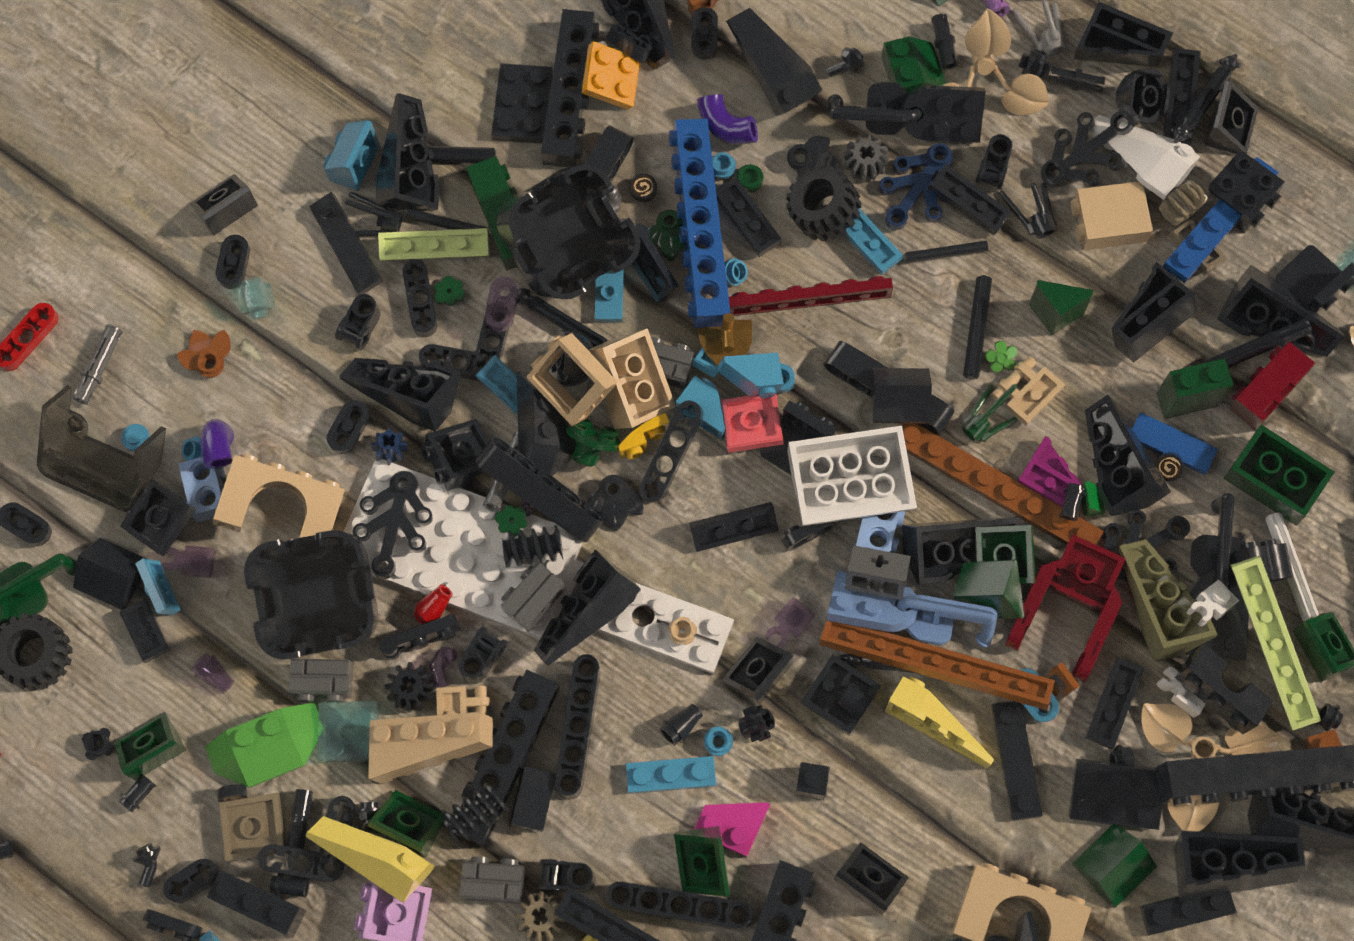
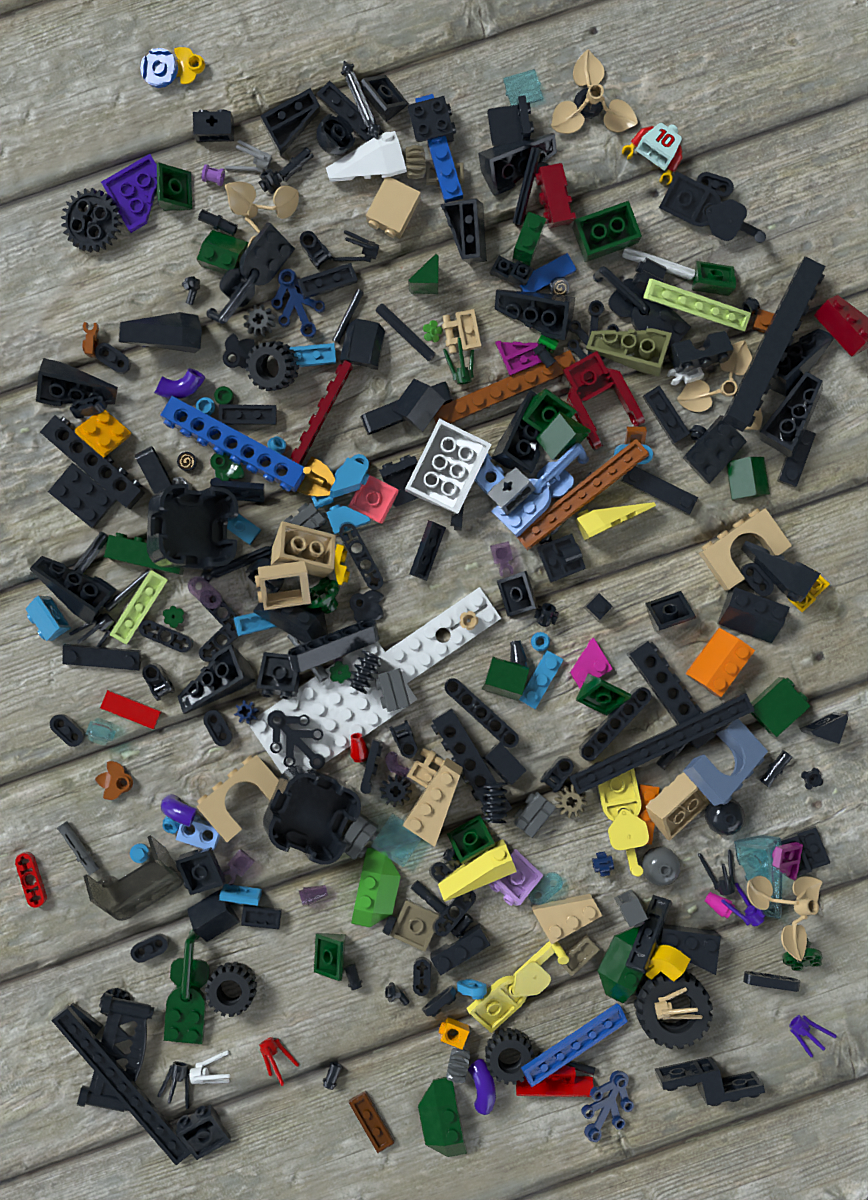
camera: 60 degrees left, 15 degrees up
(90, 739) = (304, 985): black plate -> none
(224, 204) = (25, 713): black slope -> none
(304, 316) = (130, 709): none -> red tile
(597, 598) = (419, 657): black wedge -> none
(640, 725) = (505, 678): none -> dark green slope
(927, 289) = (363, 343): none -> black slope
(1083, 151) = (344, 194): black plant -> none
(1142, 397) = (511, 272): none -> black slope
(1213, 602) = (653, 321): white plate -> none

